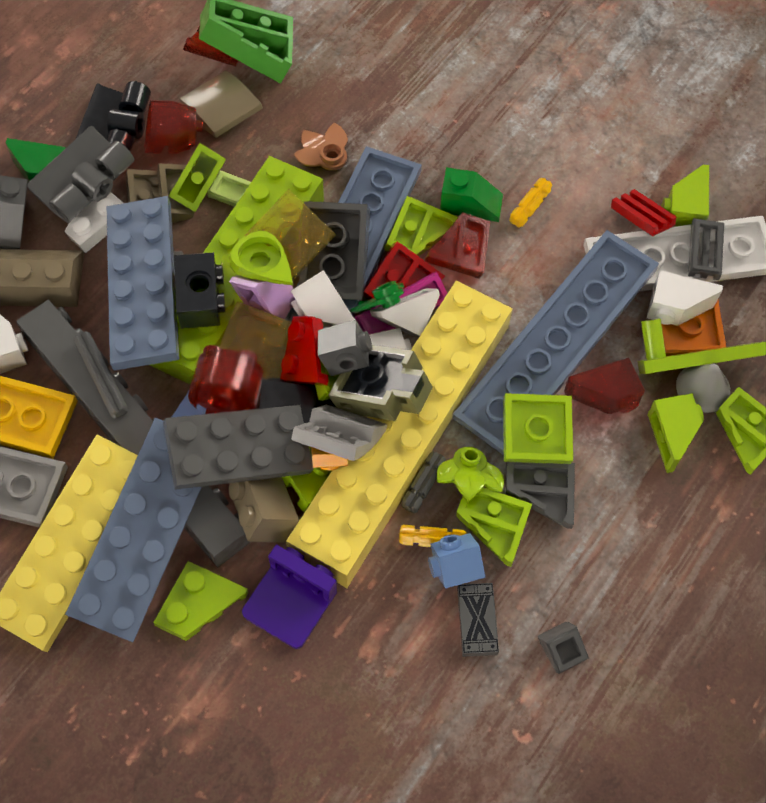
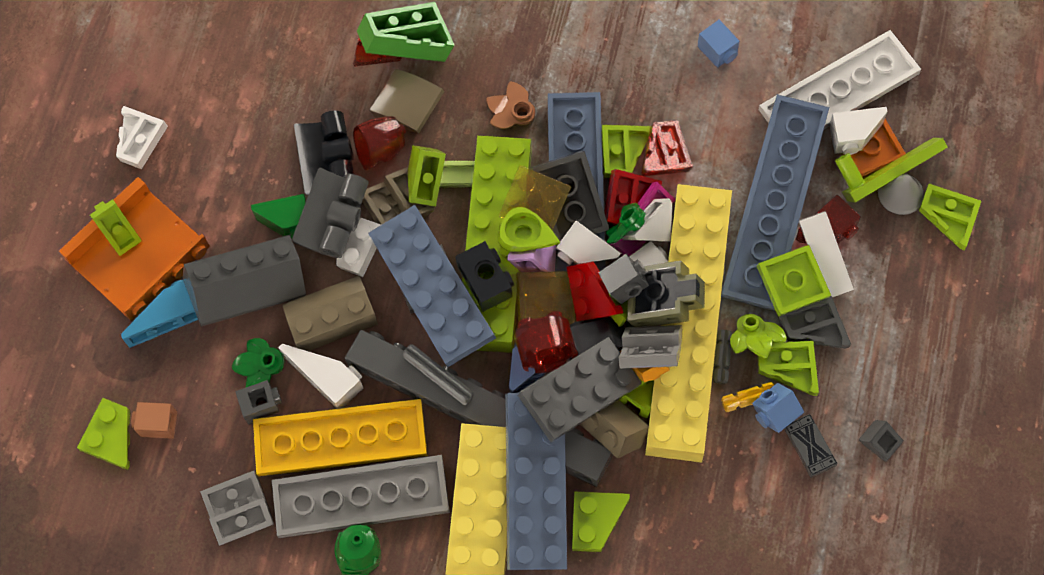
camera: 15 degrees left, 5 degrees up
(290, 597) = (666, 487): dark purple bracket -> none
(470, 194) = (651, 104): green slope -> none
(530, 202) = (701, 89): yellow axle -> none
(569, 163) = (718, 44): none -> medium blue brick
(588, 415) = (824, 246): none -> white tile
(643, 212) = (798, 62): red tile -> none
(674, 426) = (894, 236): lime slope -> none
(689, 197) = (827, 40): lime slope -> none
(704, 269) = (864, 96): dark grey tile -> none

